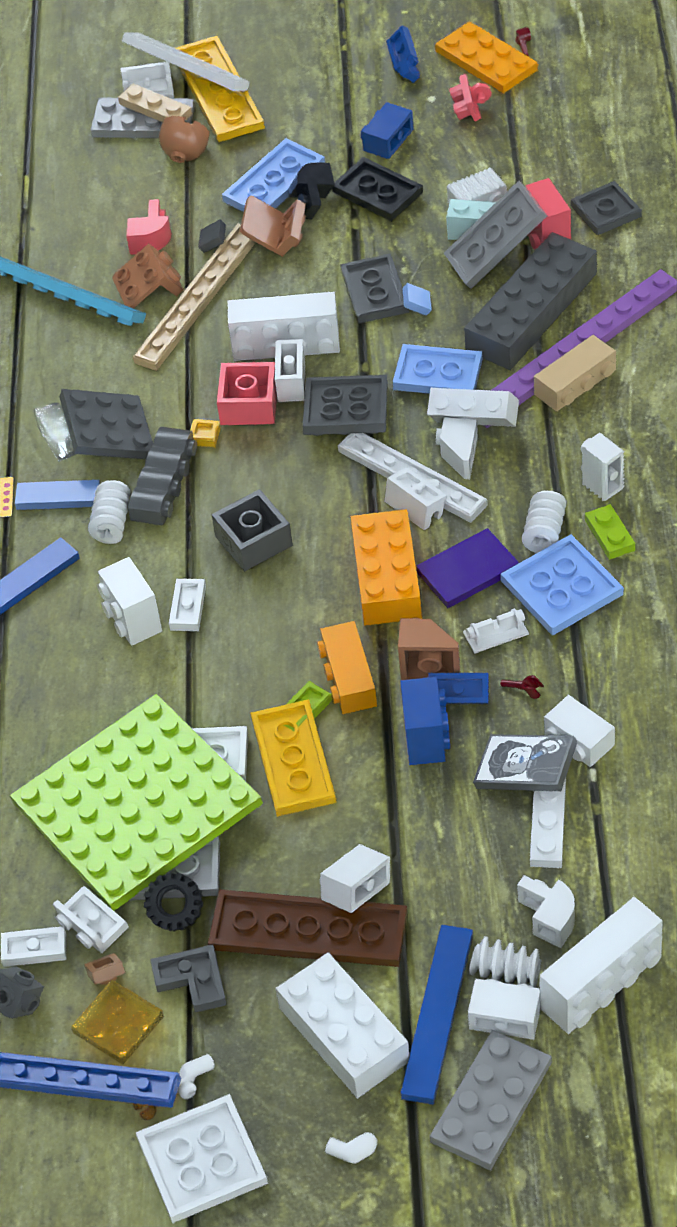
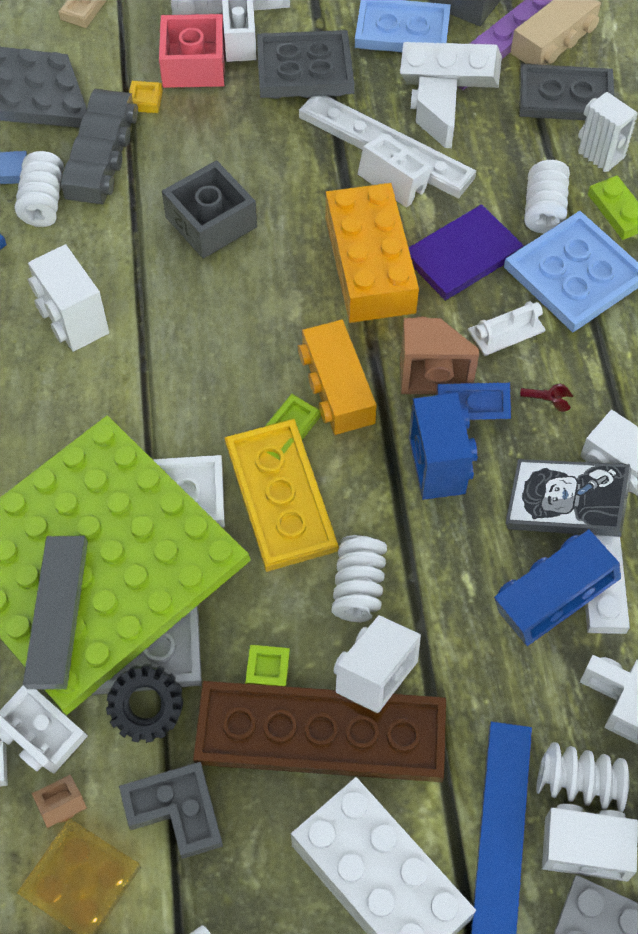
camera: 10 degrees left, 10 degrees up
(108, 834) = (55, 613): none -> dark grey tile
(187, 605) = (138, 301): white plate -> none
(271, 880) = (268, 665): none -> lime plate
(348, 819) = (358, 578): none -> white piece
(504, 827) = (557, 586): none -> blue brick
(566, 428) = (561, 90): none -> dark grey tile

